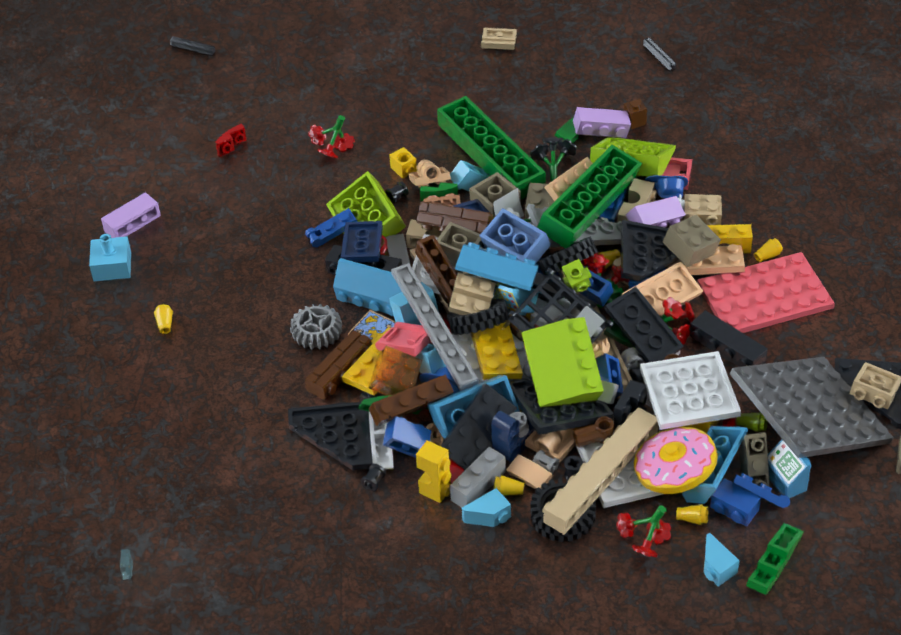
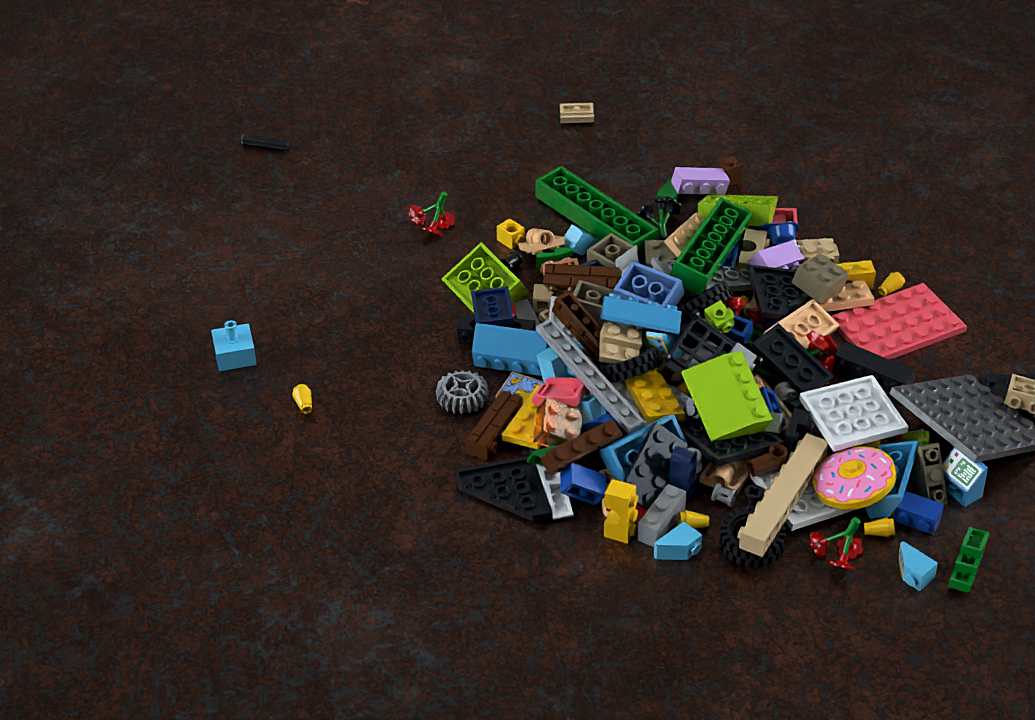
camera: 10 degrees left, 5 degrees down
(126, 564) = (325, 630): clear light blue tile -> none
(131, 216) = (245, 305): lavender brick -> none
(226, 142) = (328, 225): red slope -> none
(330, 228) = (452, 300): blue plate -> none
(373, 477) = (556, 525): black bush -> none
(529, 472) = (710, 504): light nougat slope -> none
(666, 60) = (739, 115): axle -> none
(762, 490) = (943, 497): blue plate -> none

